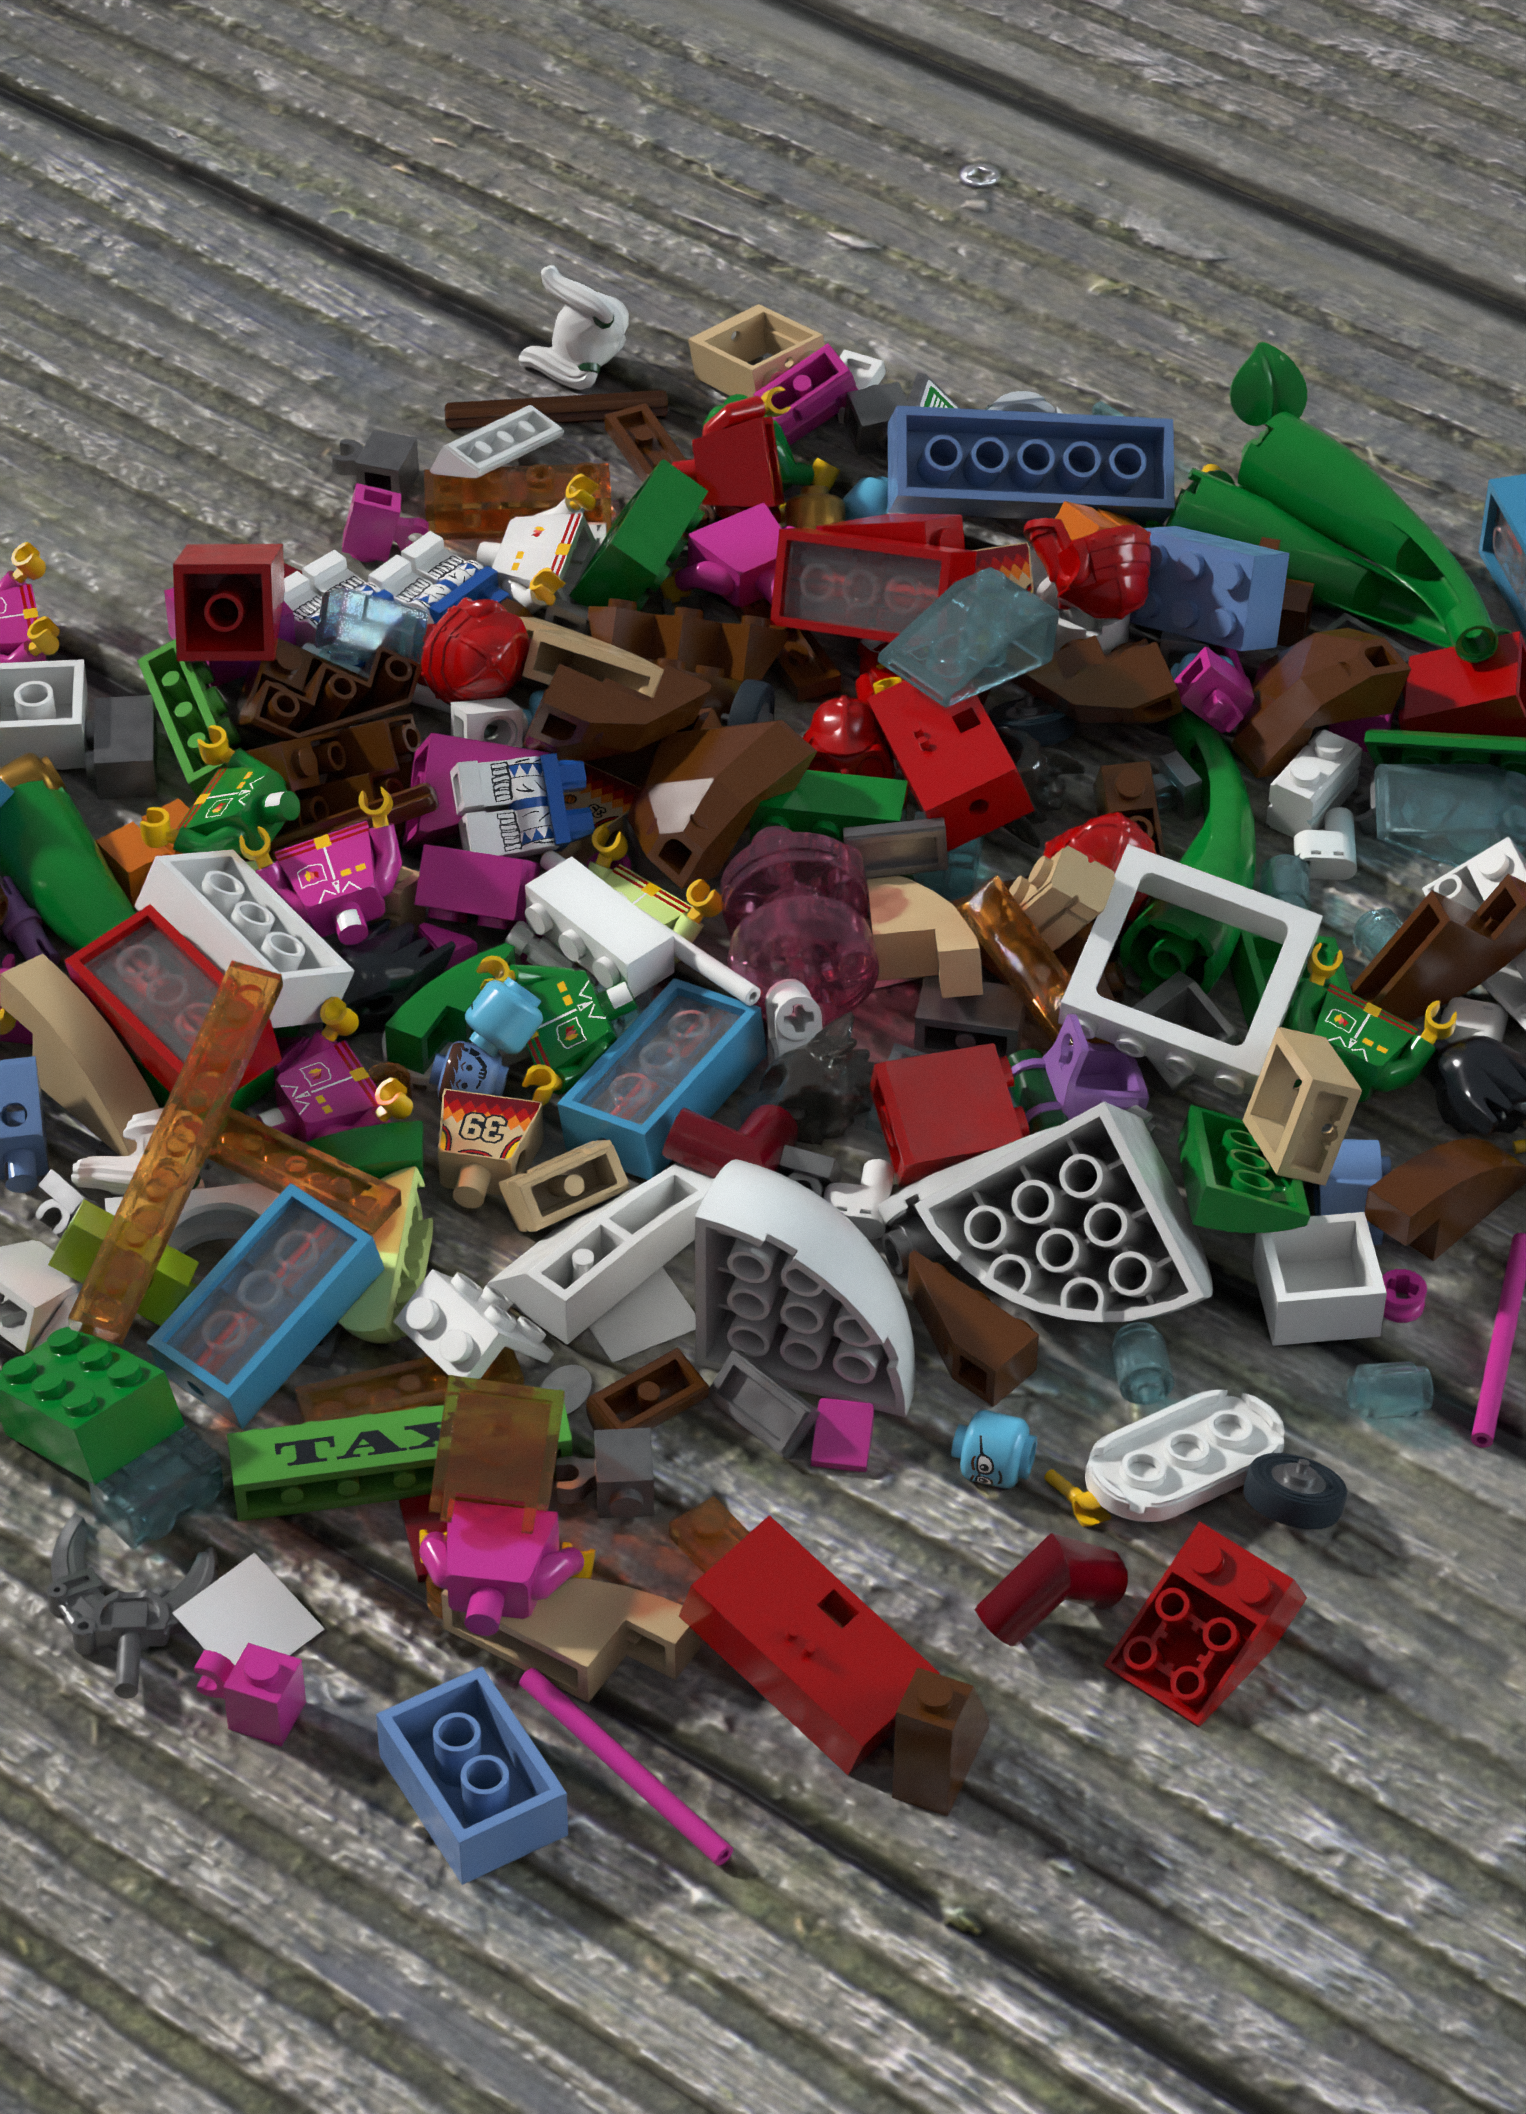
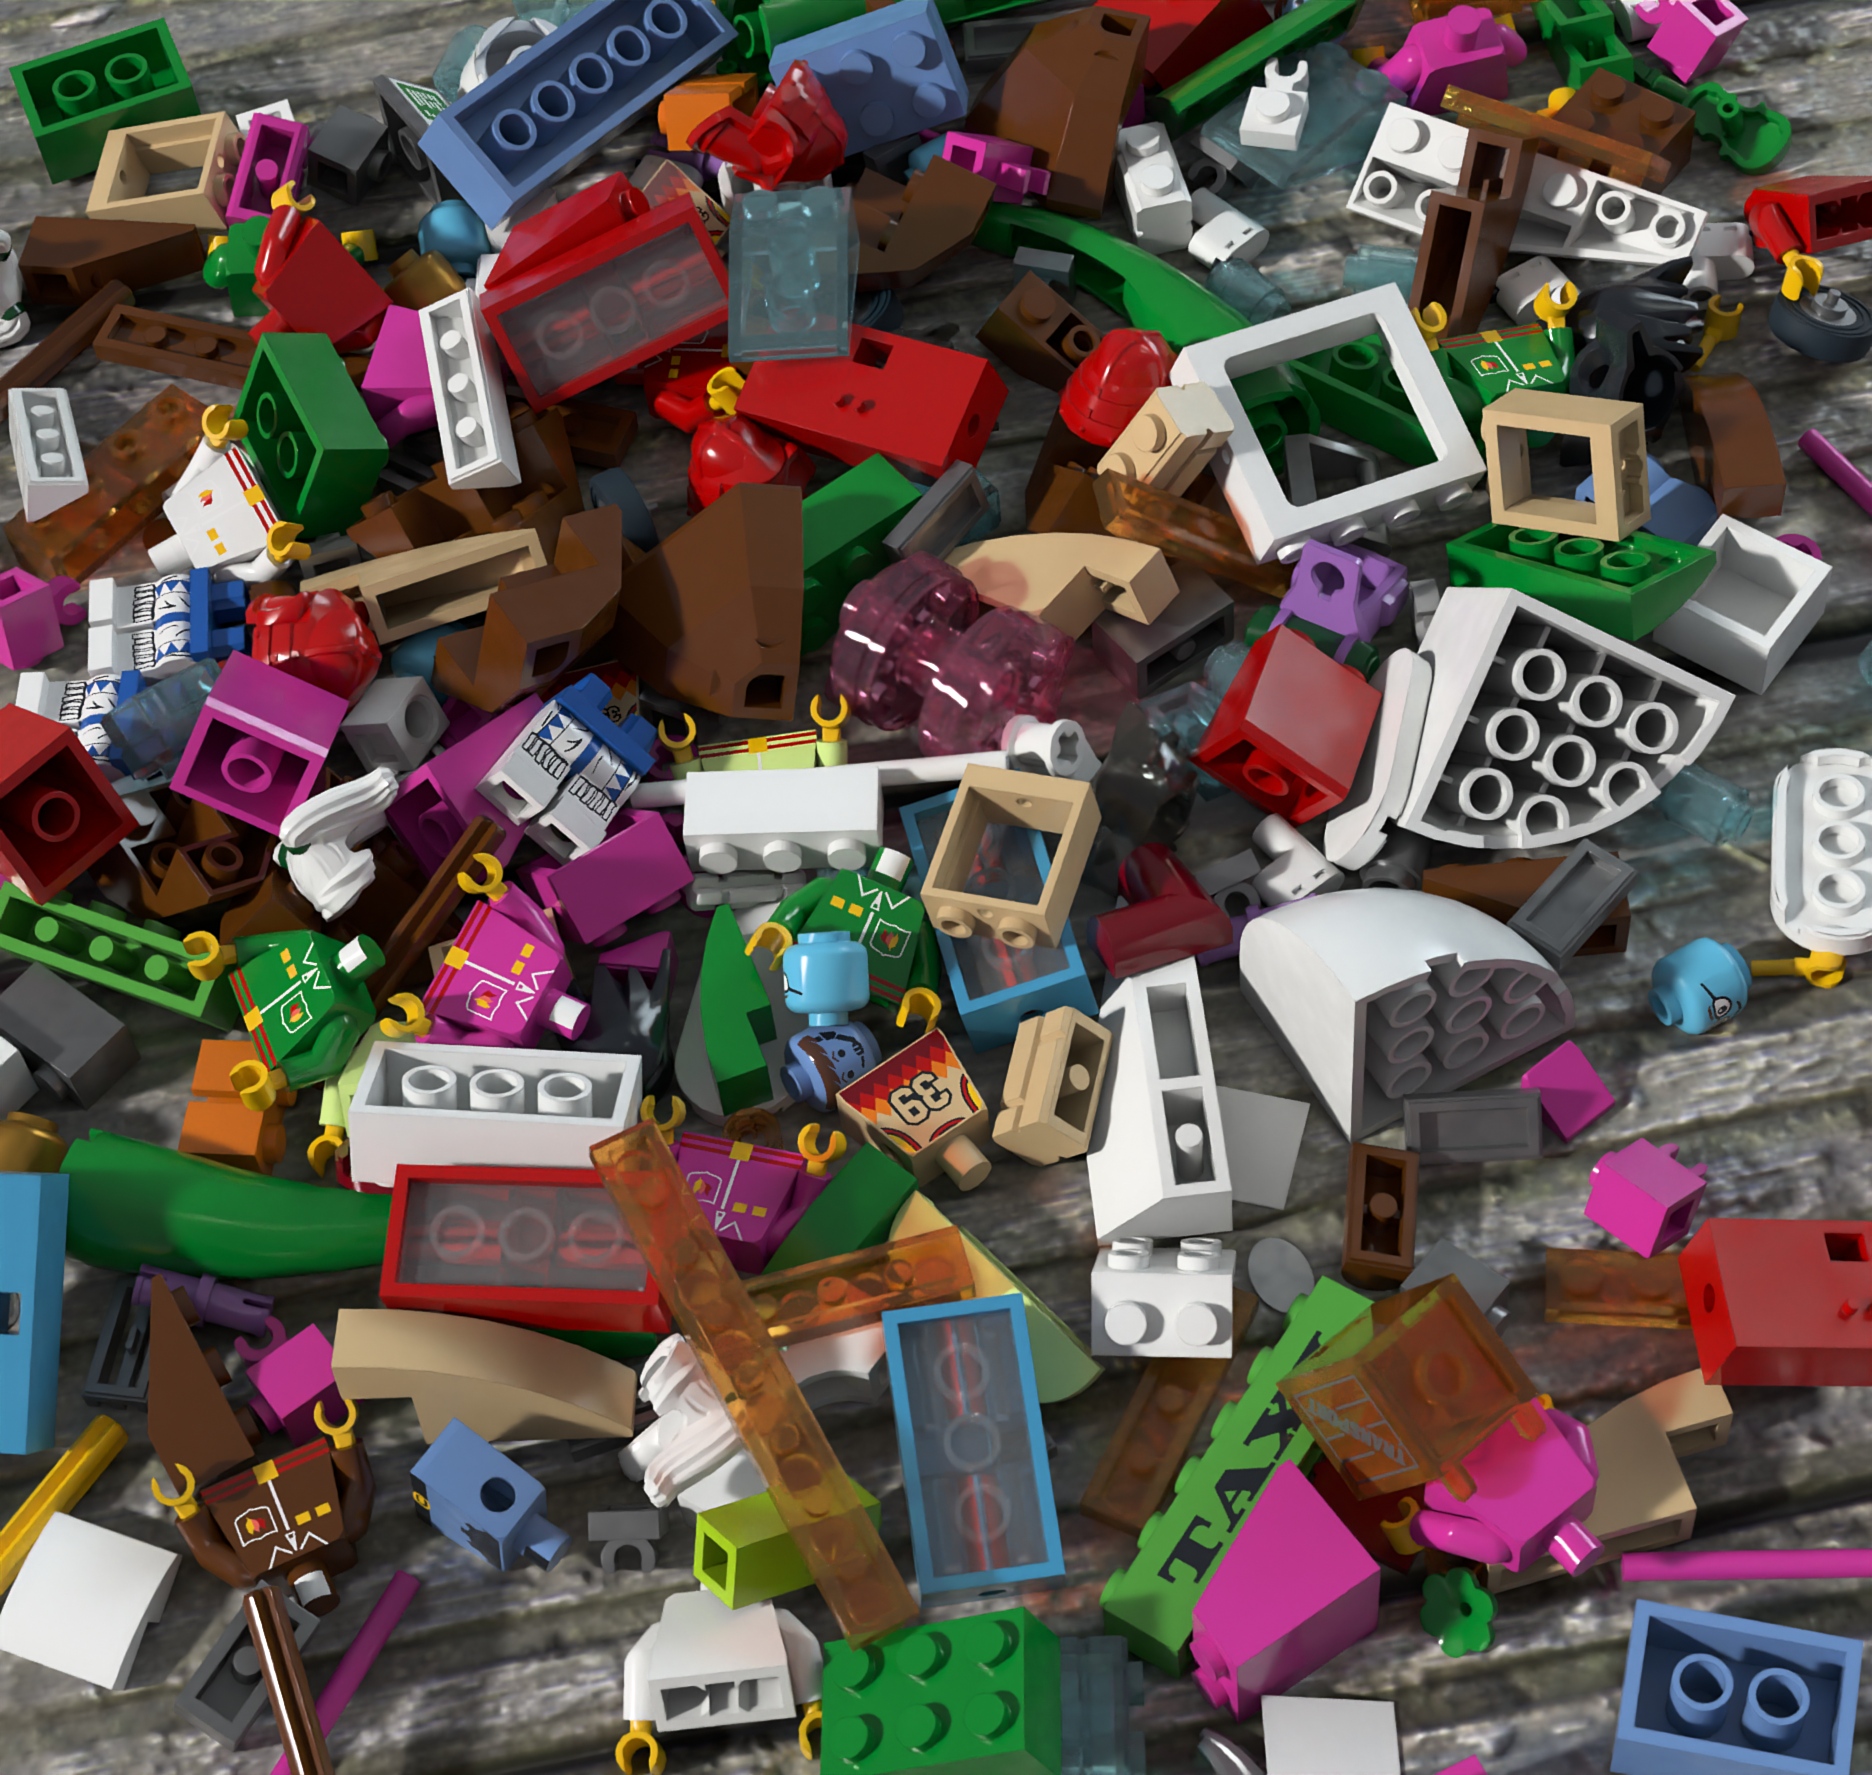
camera: 40 degrees left, 10 degrees up
(315, 1507) = (1281, 1599): none -> dark pink slope
(343, 729) = (322, 832): none -> white hair
(375, 659) = (258, 743): none -> dark pink slope
(410, 1612) = (1458, 1612): none -> green plant
(661, 361) = (76, 257): none -> reddish brown slope
(666, 1011) = (1019, 801): none -> tan window
(729, 586) = (468, 394): none -> white slope
(788, 278) = (100, 88): none -> green brick
(806, 1510) = (1645, 1196): none -> dark pink brick
(966, 1332) = (1573, 902): none -> flat silver tile
(1412, 1100) = (1623, 367): none -> black piece
(1427, 788) = (1279, 111): none -> white plate

